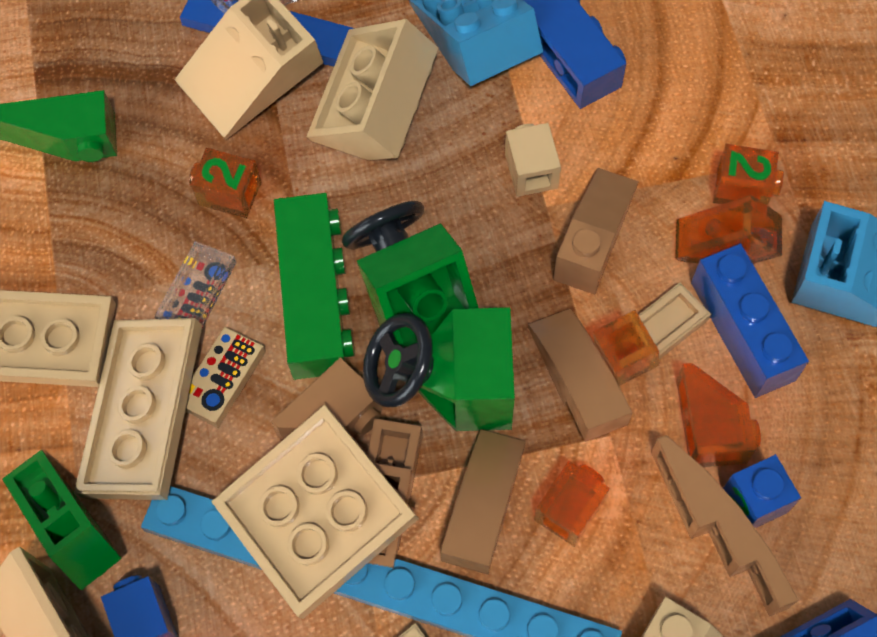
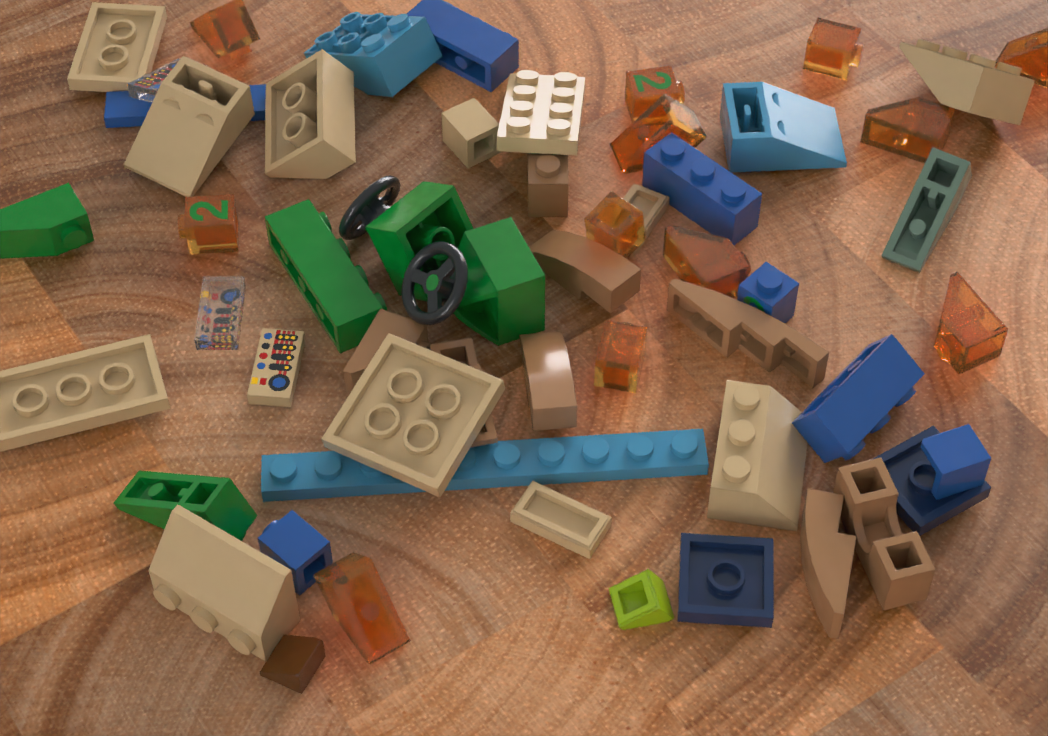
camera: 25 degrees left, 15 degrees down
(139, 410) = (217, 405): tan tile -> none
(611, 168) = (541, 113): none -> tan plate

